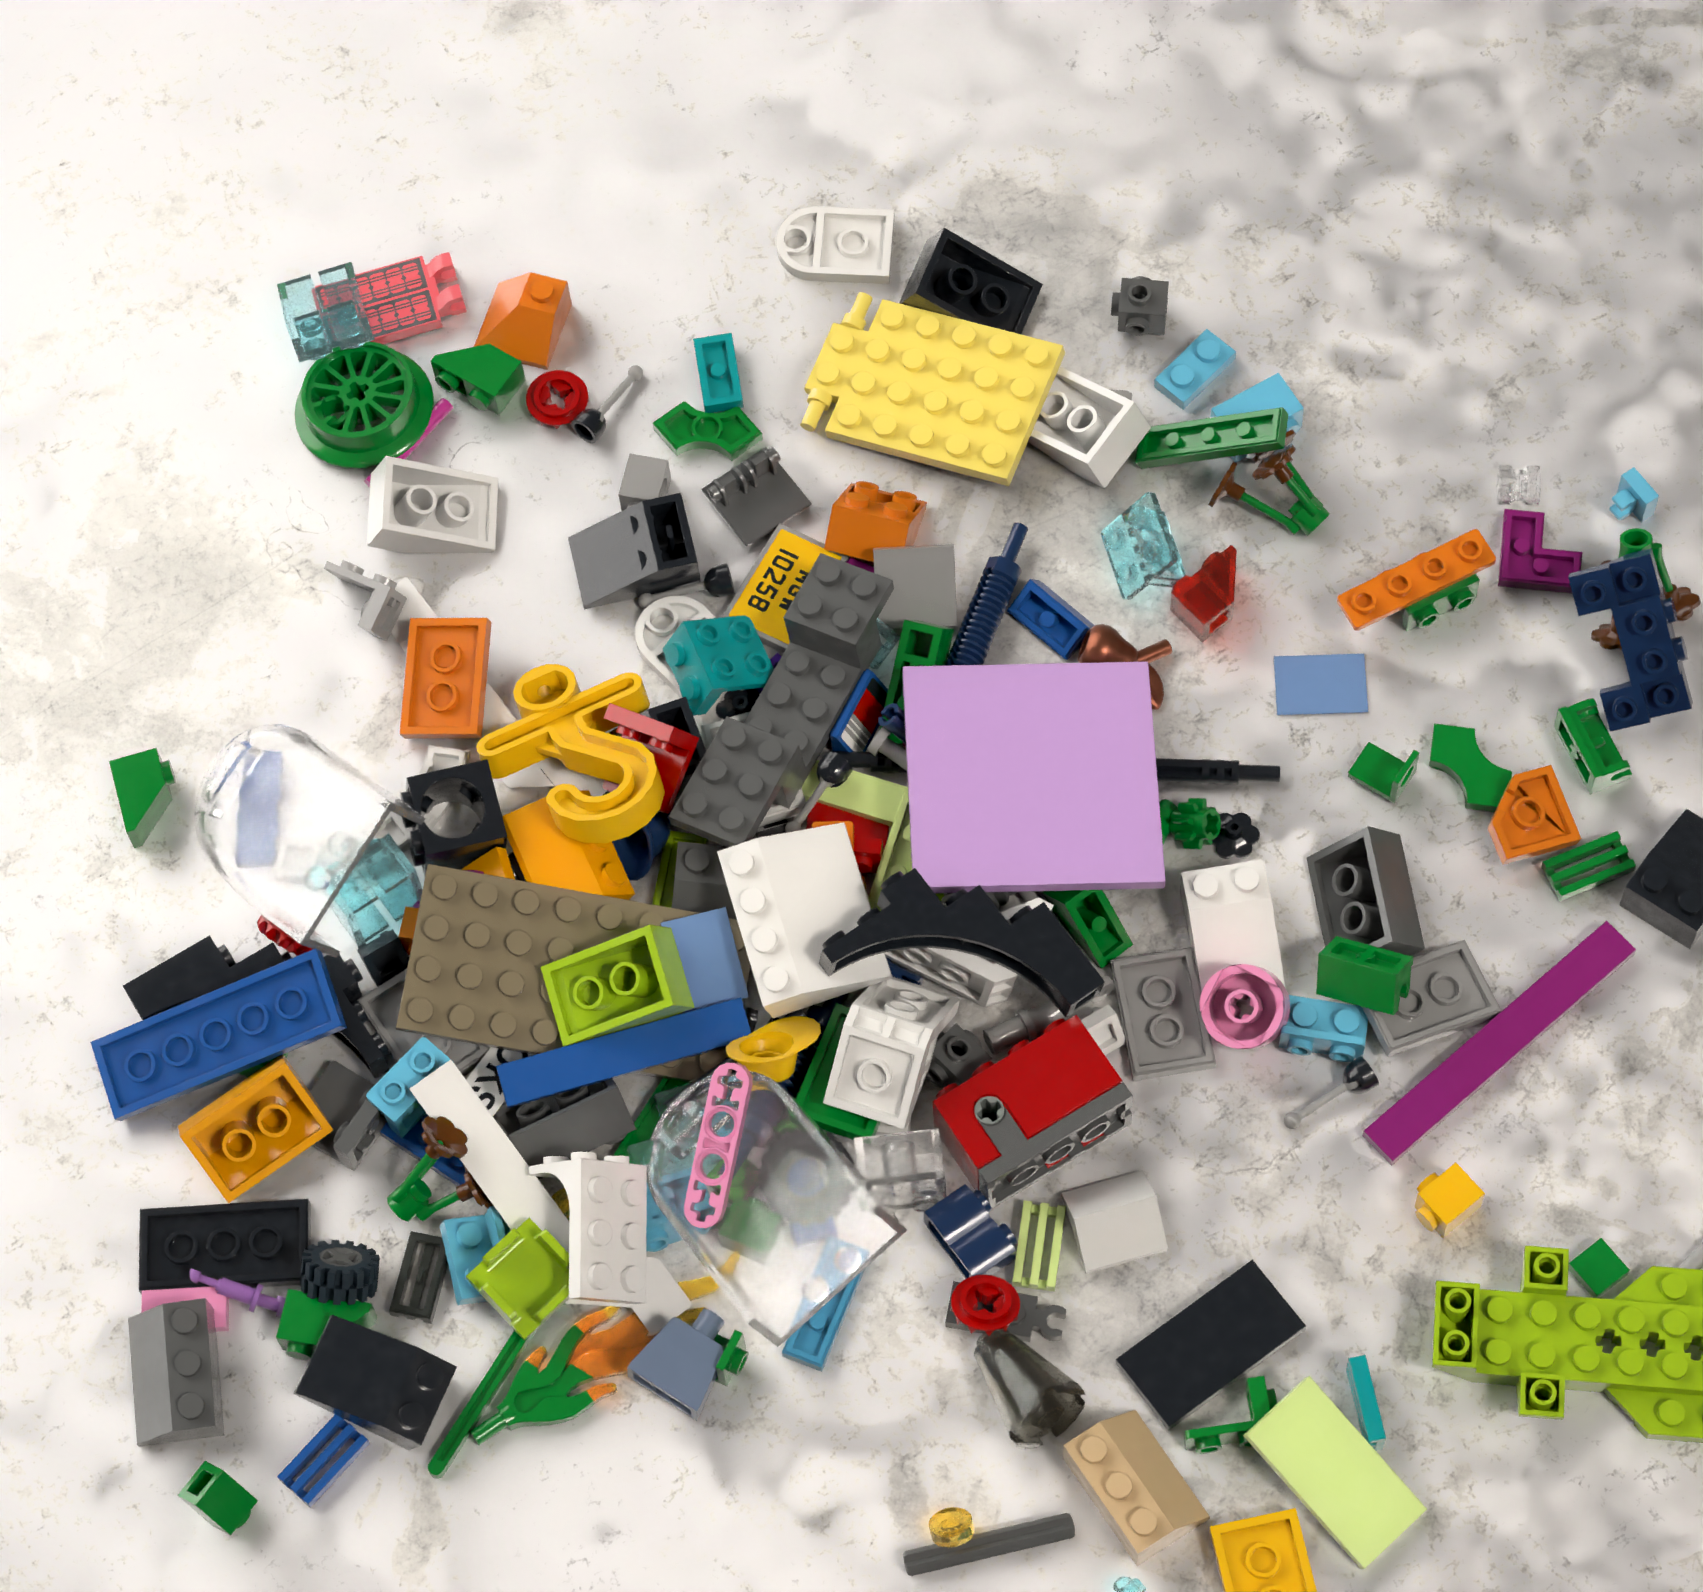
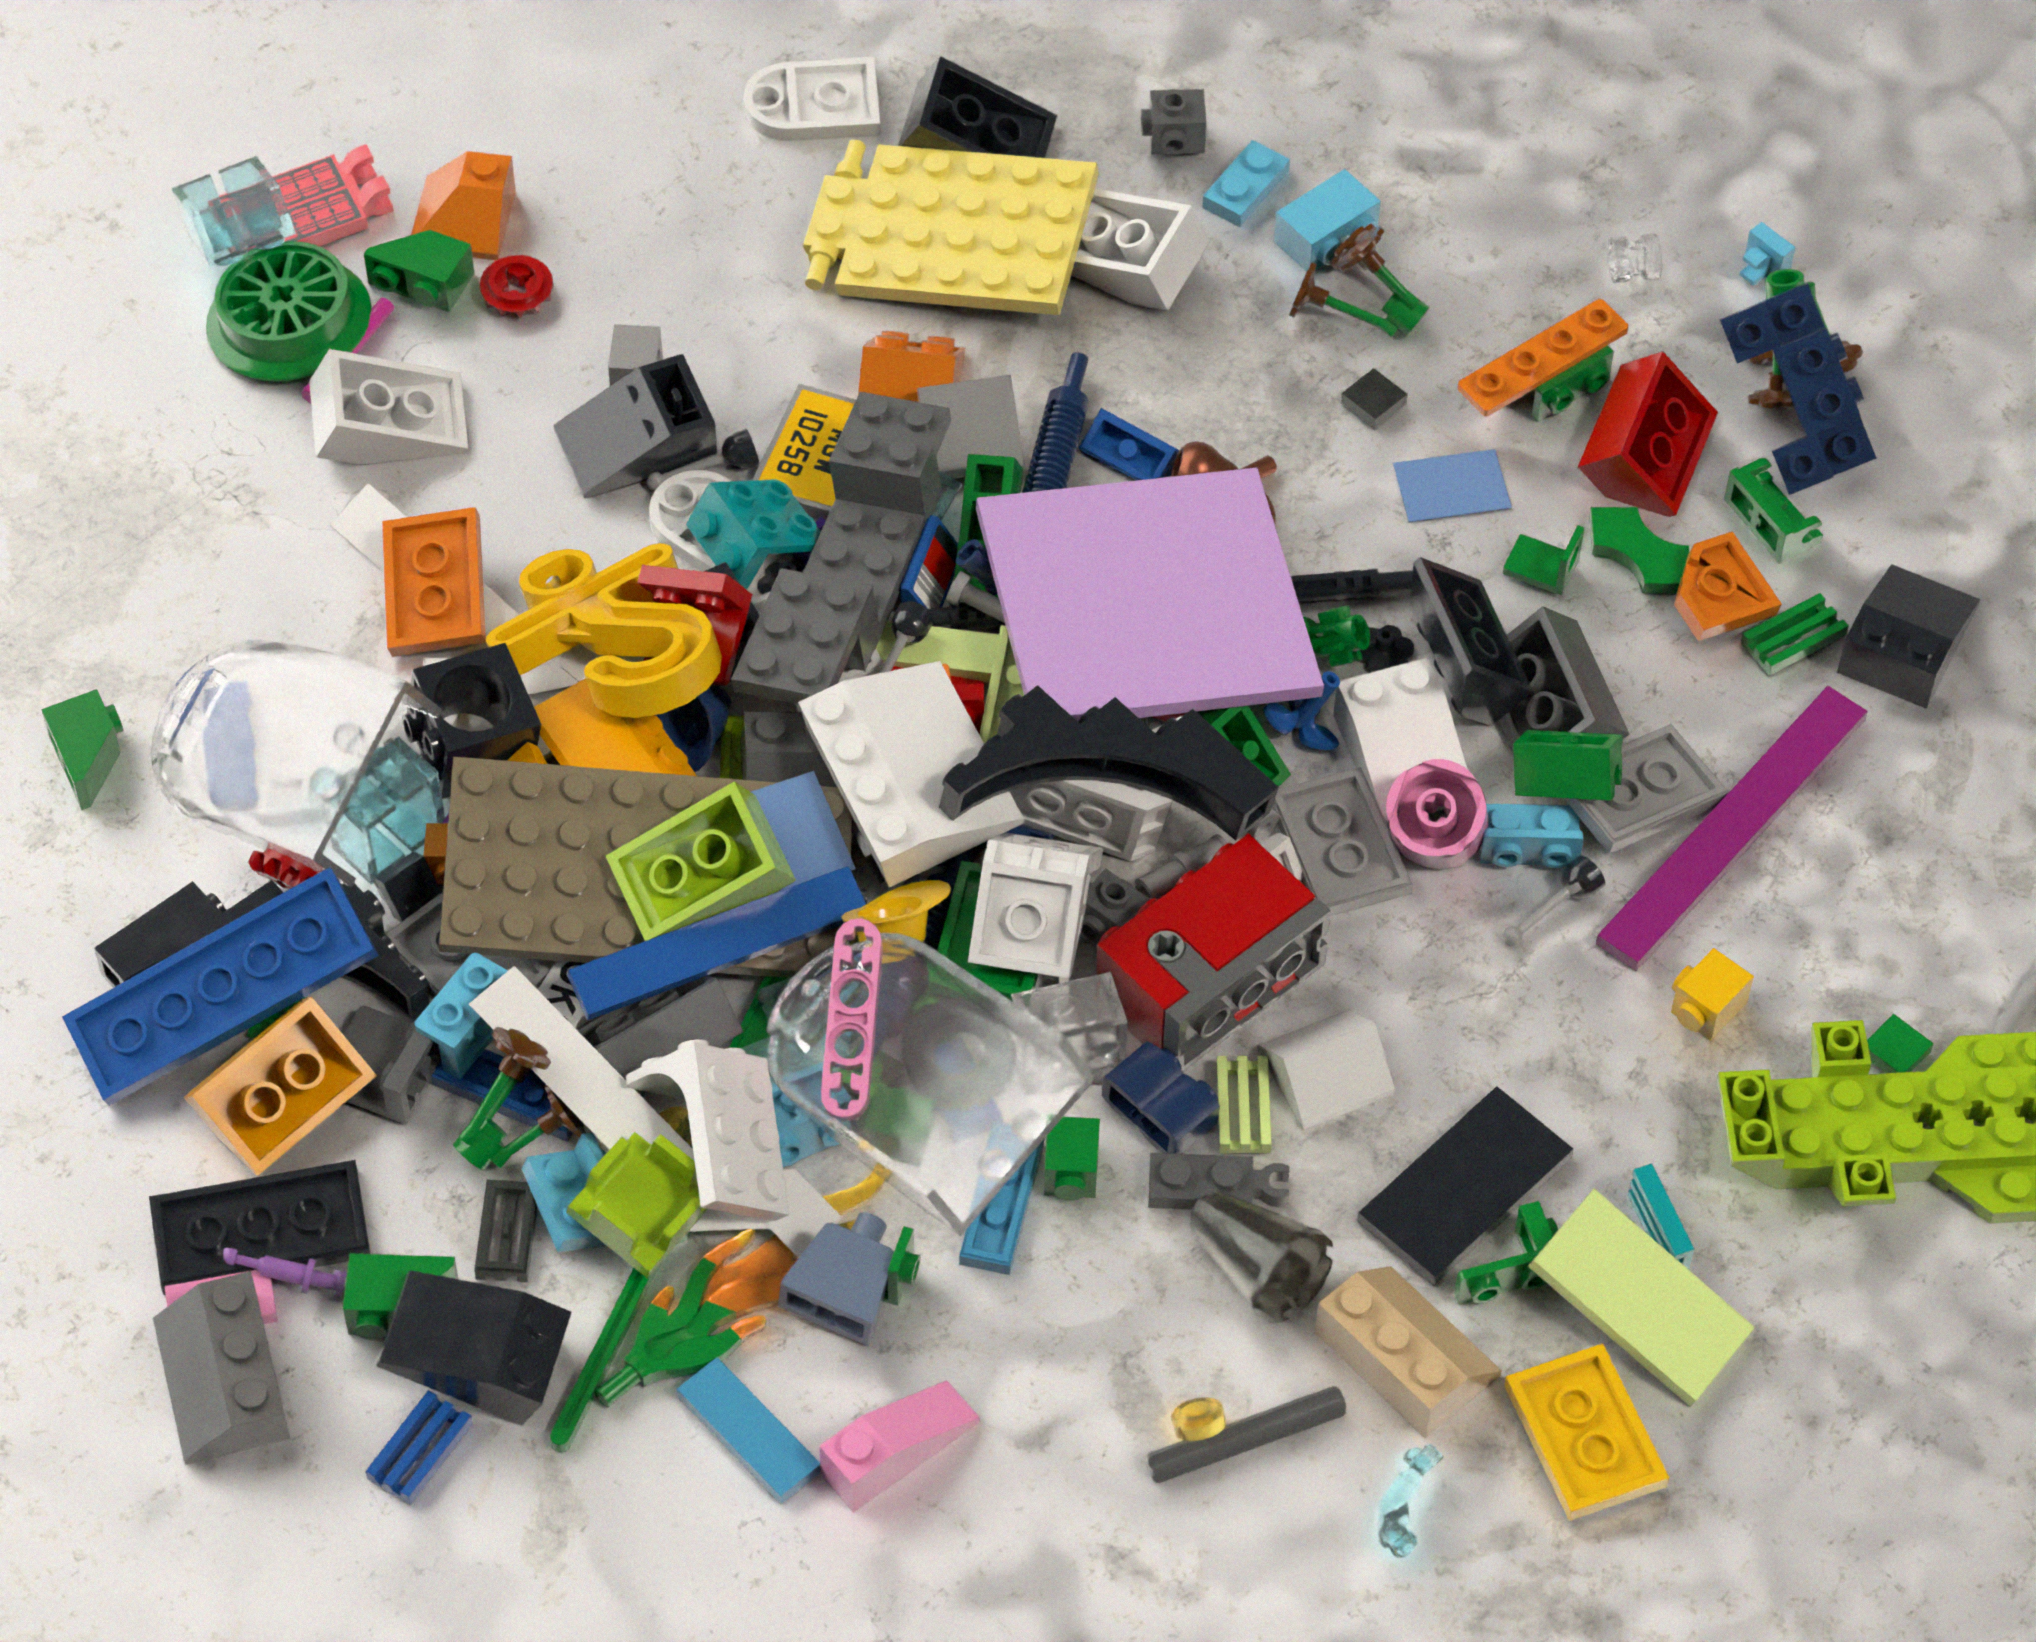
camera: 15 degrees left, 10 degrees down
(218, 1498) = (297, 1500): green brick -> none
(339, 1272) = (409, 1228): black wheel -> none
(384, 605) = (346, 512): light grey bracket -> none
(588, 1482) = (749, 1430): none -> dark azure tile
(591, 422) = (559, 305): hinge -> none
(692, 429) = (679, 301): green tile -> none
(703, 1510) = (893, 1442): none -> bright pink slope
(718, 373) = (700, 239): teal plate -> none
(756, 496) = (766, 359): dark grey hinge -> none
(888, 1281) = (1072, 1158): none -> green brick
(989, 1291) = (1196, 1152): red gear -> none
(1142, 548) = (1225, 362): clear light blue bracket -> none
(1157, 909) = (1303, 717): none -> blue plant
(1207, 597) = (1307, 405): clear red slope -> none
(1213, 438) = (1284, 239): green tile -> none
(1267, 593) = (1374, 398): none -> pearl dark grey tile
(1302, 846) = (1467, 642): none -> black slope
(1497, 662) = (1648, 436): none -> red slope
(1524, 560) = (1655, 330): magenta tile -> none

